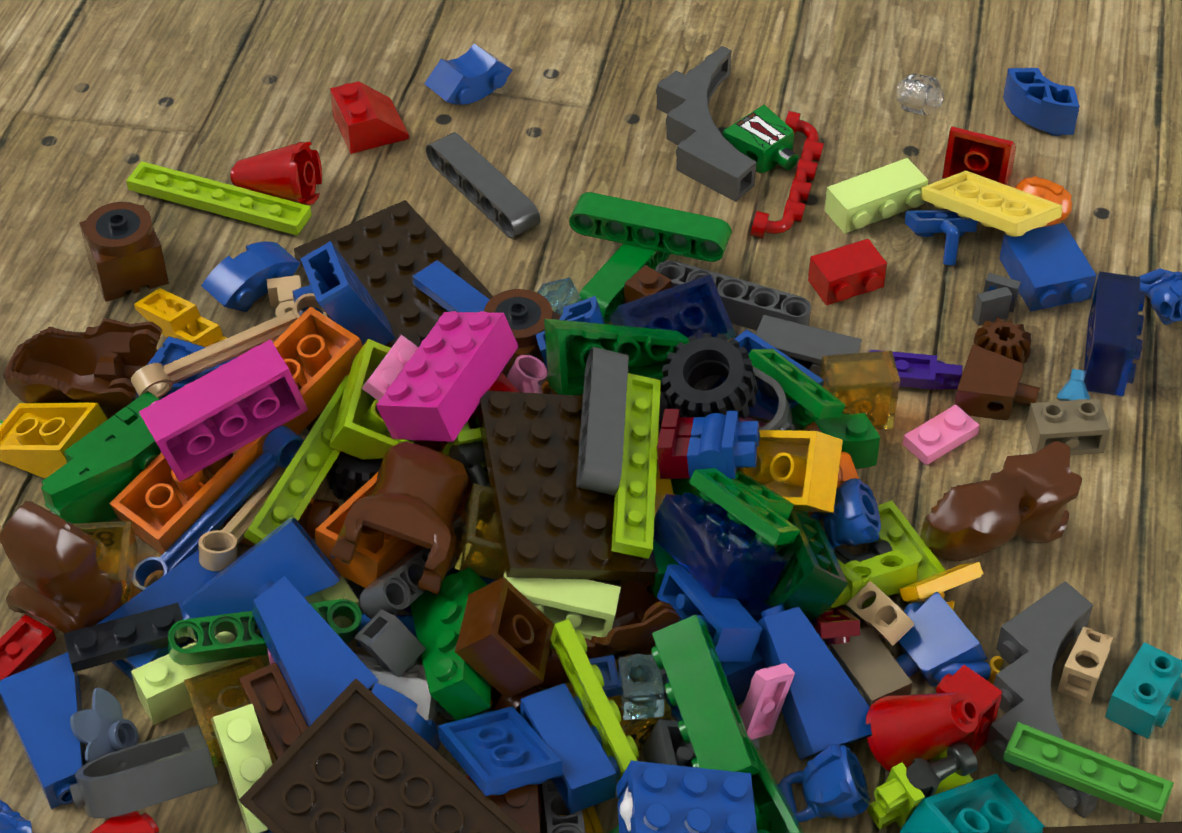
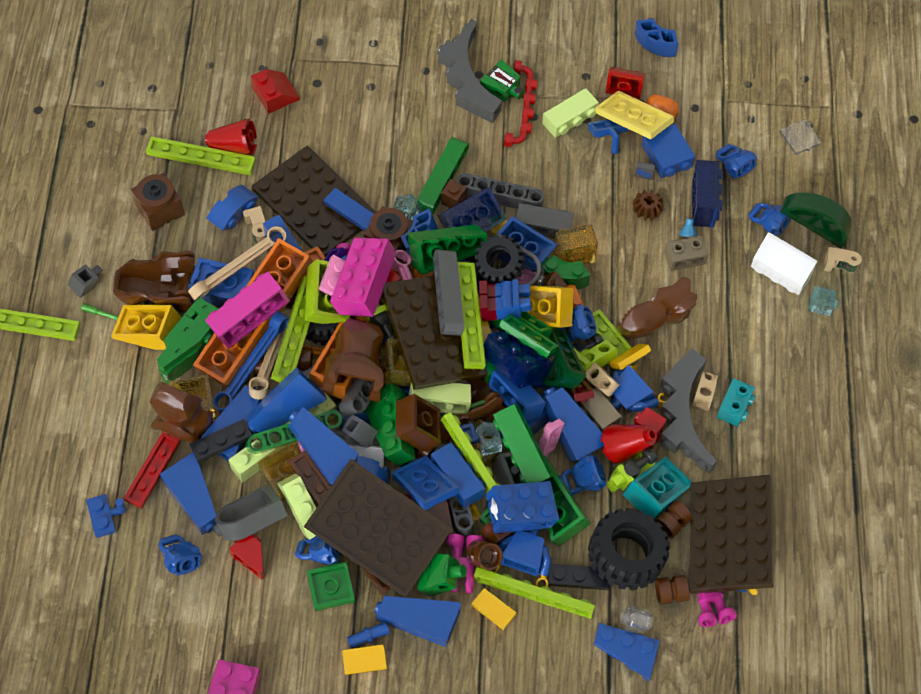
camera: 10 degrees left, 15 degrees up
(103, 726) = (221, 491): sand blue plate -> none
(179, 318) = (201, 243): yellow slope -> none
(344, 295) = (295, 229): blue slope -> none
(468, 77) = (327, 54): blue brick -> none
(483, 185) = (349, 130): dark grey beam -> none
(650, 226) = (450, 154): green beam -> none
(797, 385) = (543, 251): green plate -> none
(847, 271) = (560, 166): red brick -> none
(919, 94) = (587, 38): clear head -> none
(925, 371) = (605, 225): dark purple hinge -> none
(941, 434) = (620, 263): bright pink plate -> none
(992, 305) = (640, 180): dark grey tile -> none
(992, 385) = (645, 231): reddish brown torso -> none
(1088, 771) = (710, 453): bright green tile -> none

